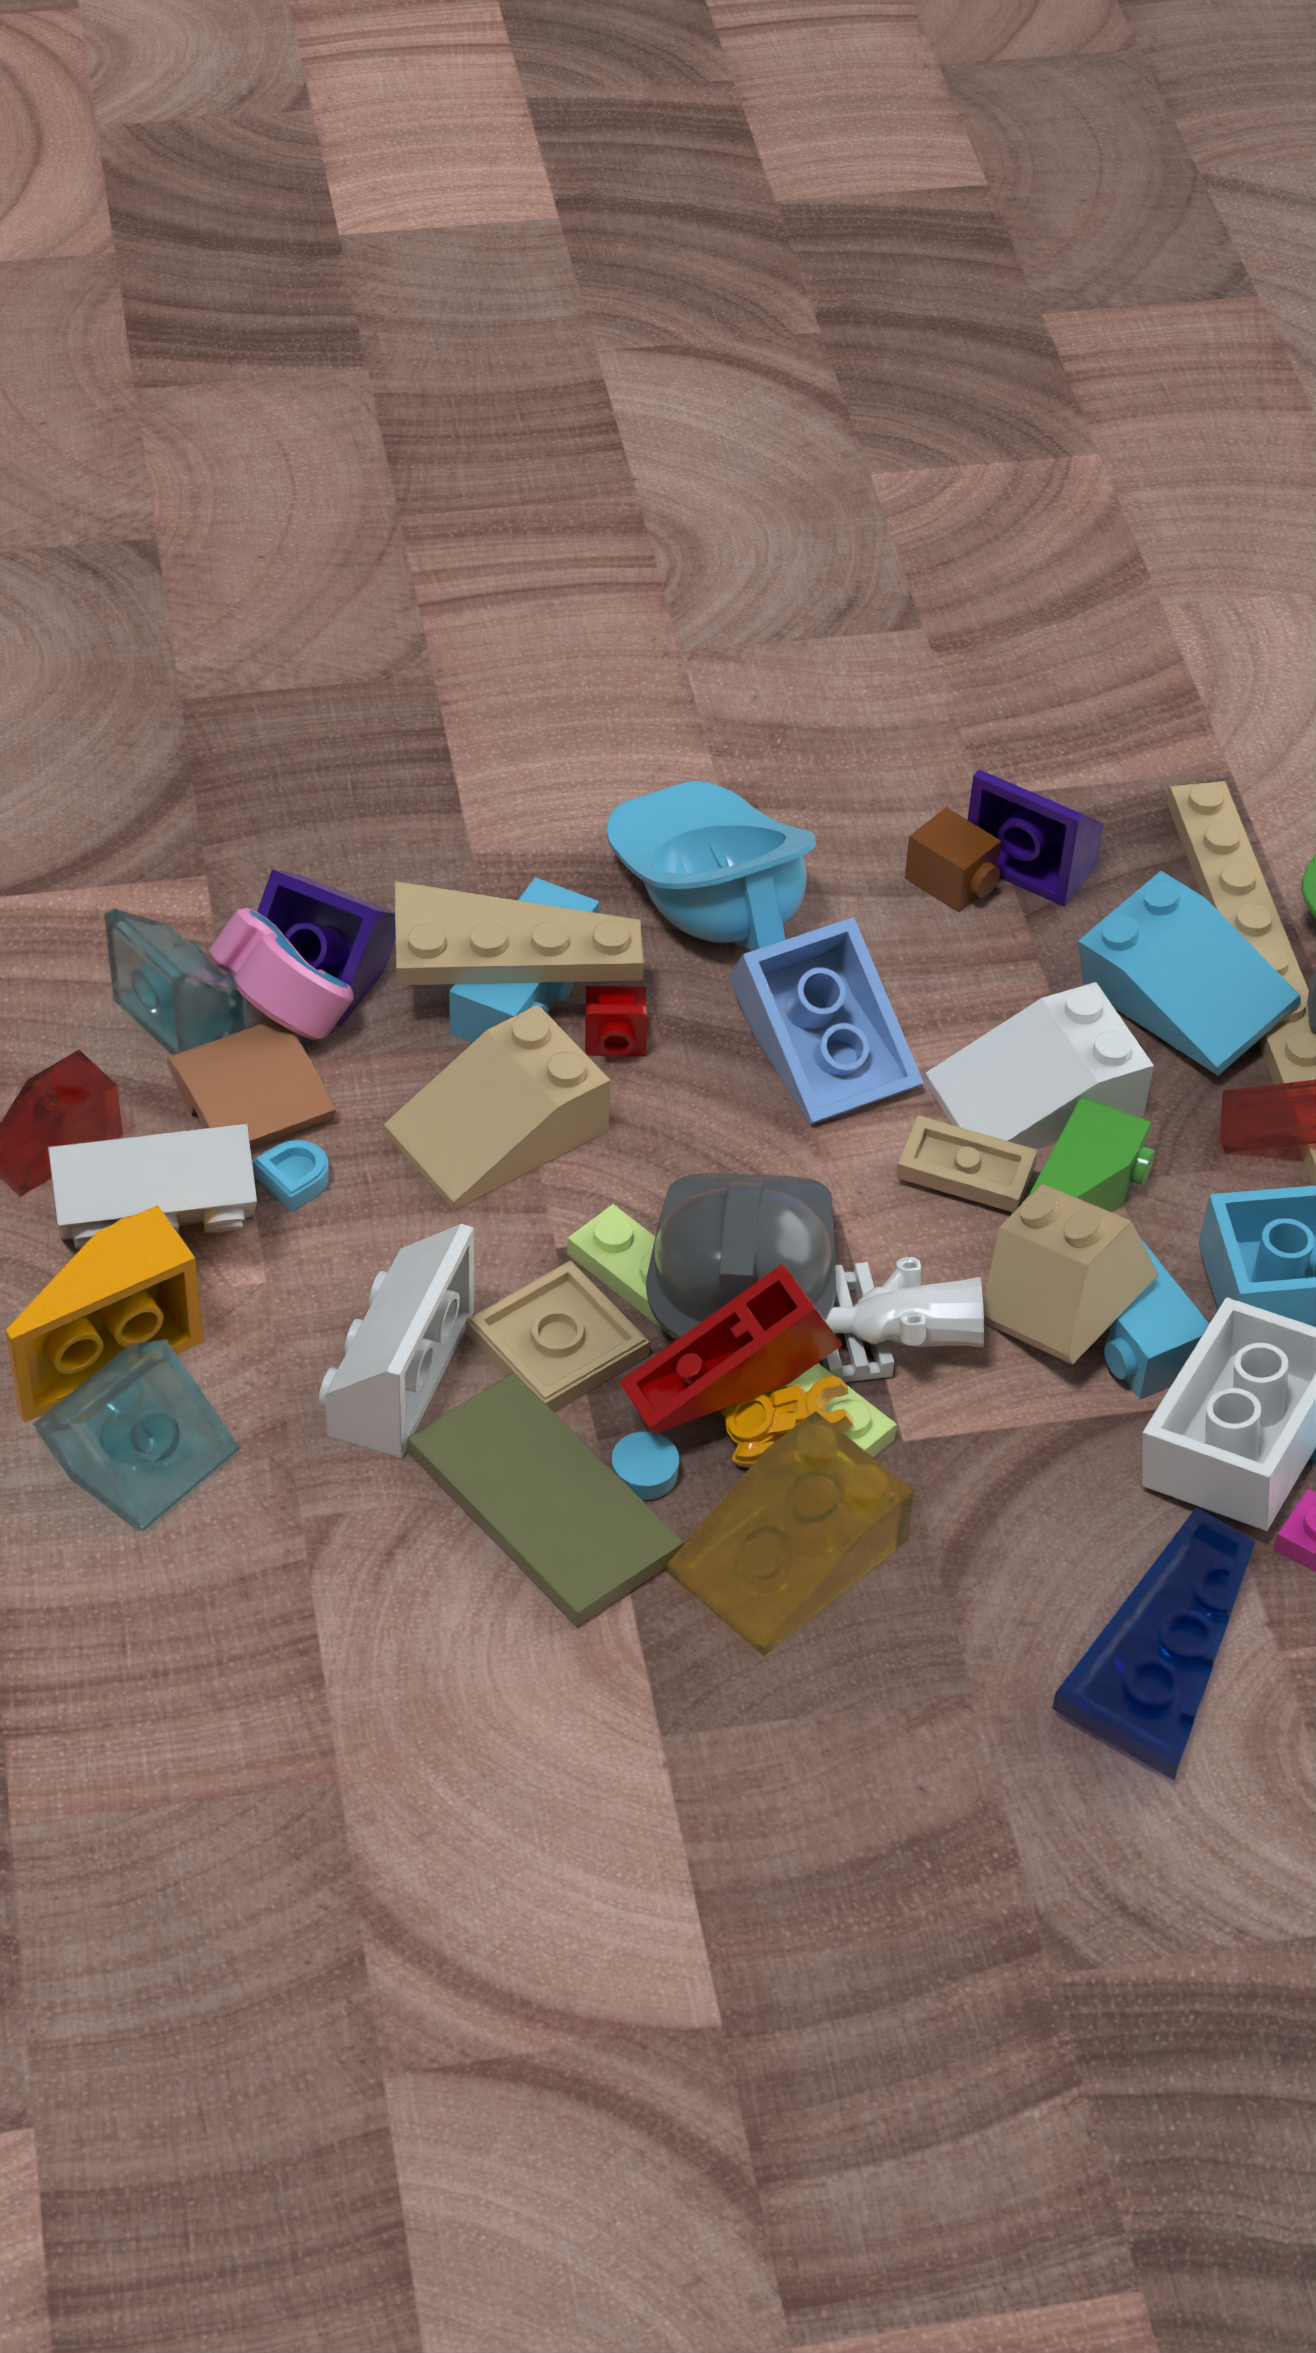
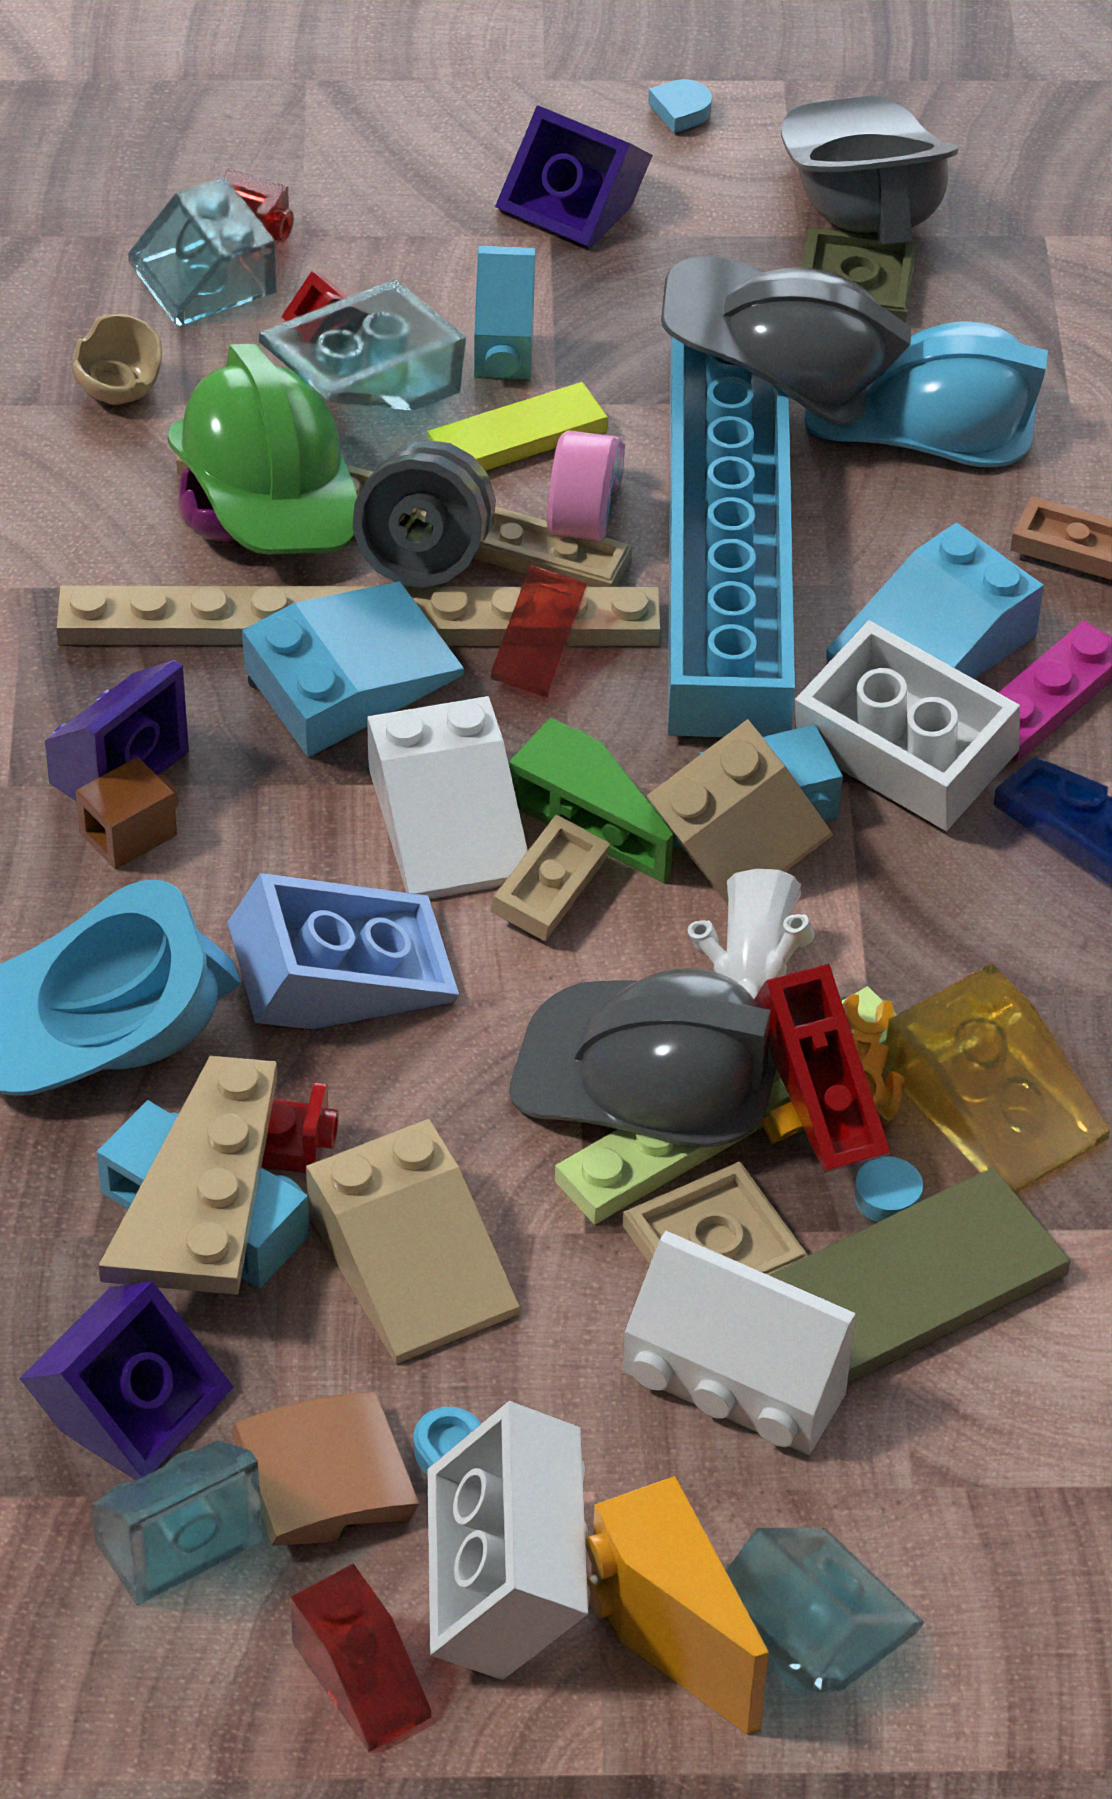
camera: 80 degrees left, 0 degrees up
(277, 977) = (189, 1408): bright pink animal -> none

